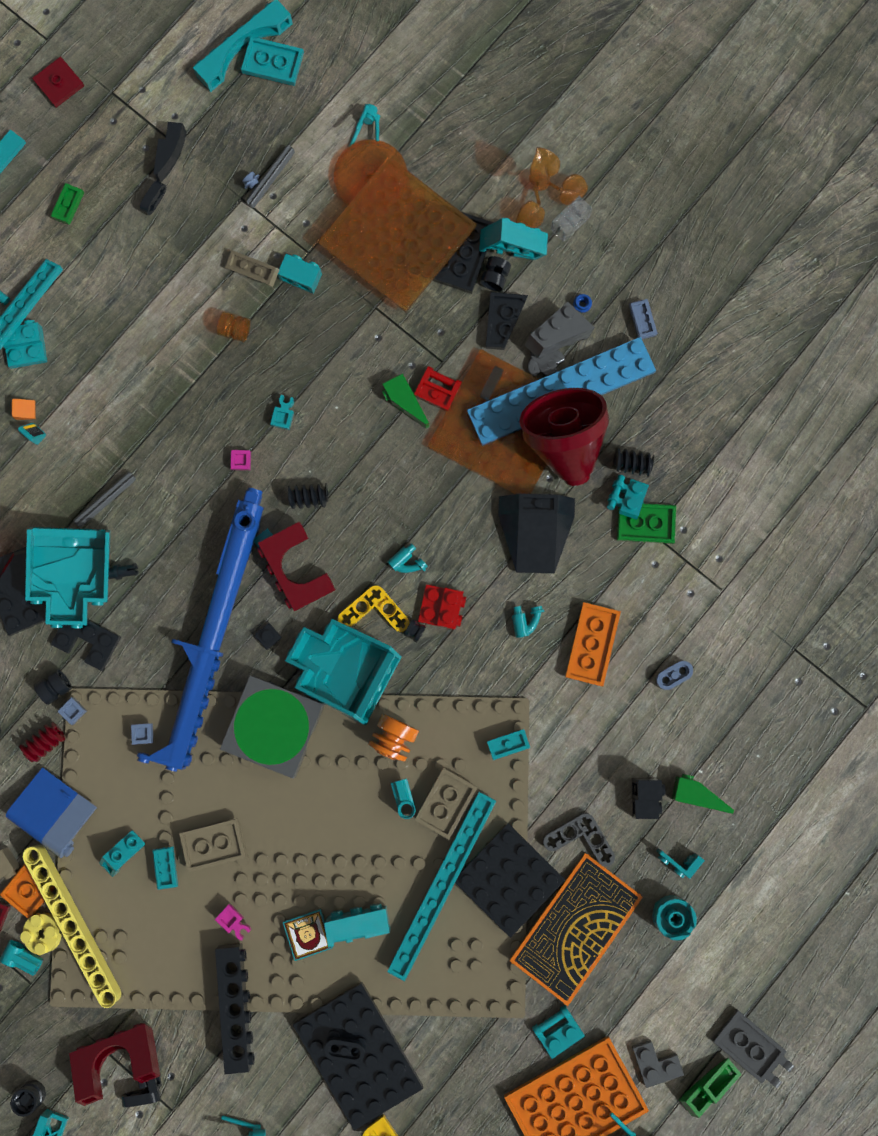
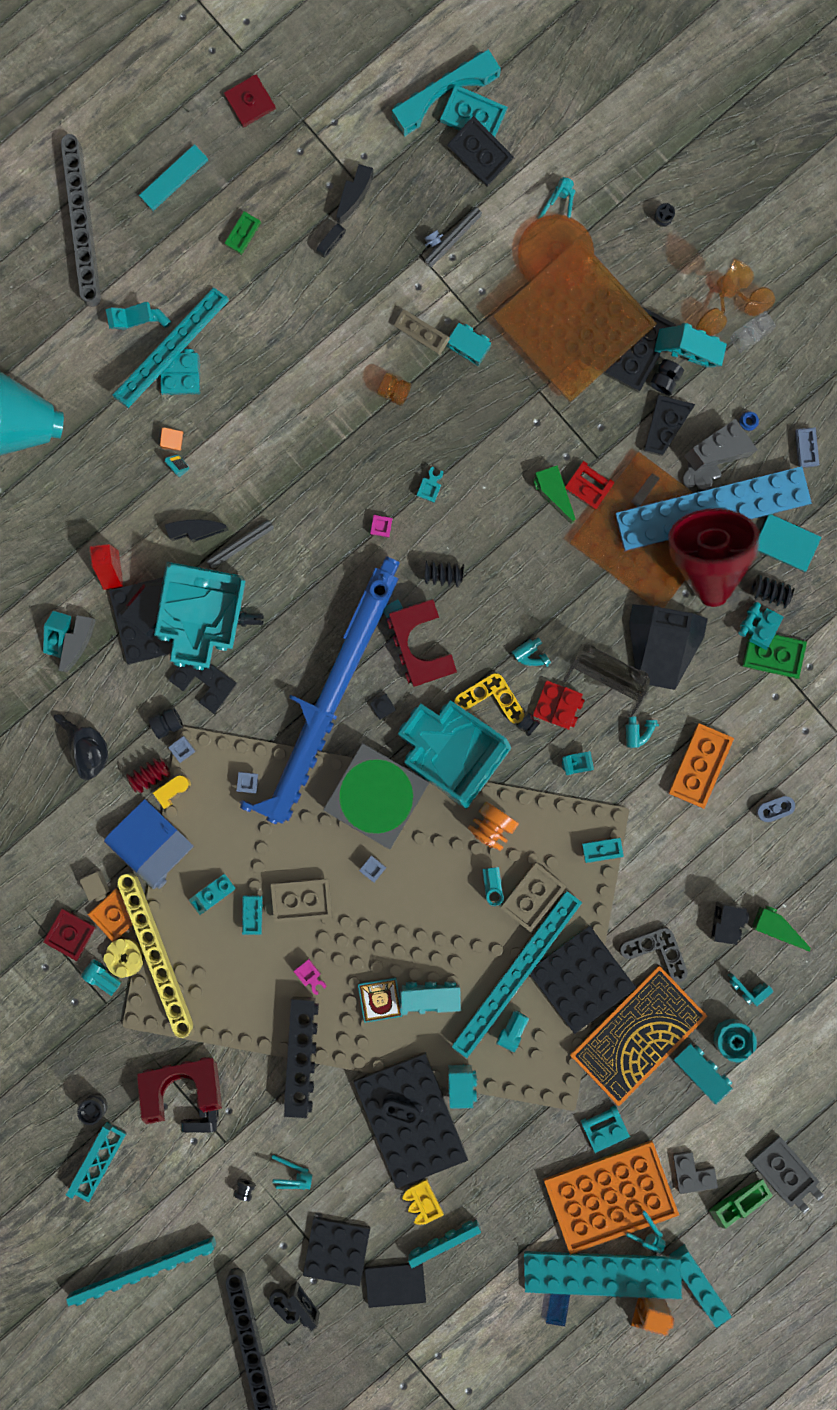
camera: 10 degrees right, 5 degrees up
(57, 492) = (194, 529): none -> black slope
(66, 753) = (172, 788): none -> yellow leg
(280, 801) = (372, 869): none -> sand blue plate
(283, 93) = (480, 151): none -> black tile
(402, 1011) = (461, 1085): none -> teal brick
(445, 950) = (510, 1036): none -> teal piece
(465, 121) = (666, 210): none -> black wheel
(469, 661) = (577, 763): none -> teal bracket
(485, 565) = (610, 672): none -> clear smoke windscreen
(639, 413) = (787, 543): none -> teal tile
(649, 957) = (704, 1073): none -> teal wedge

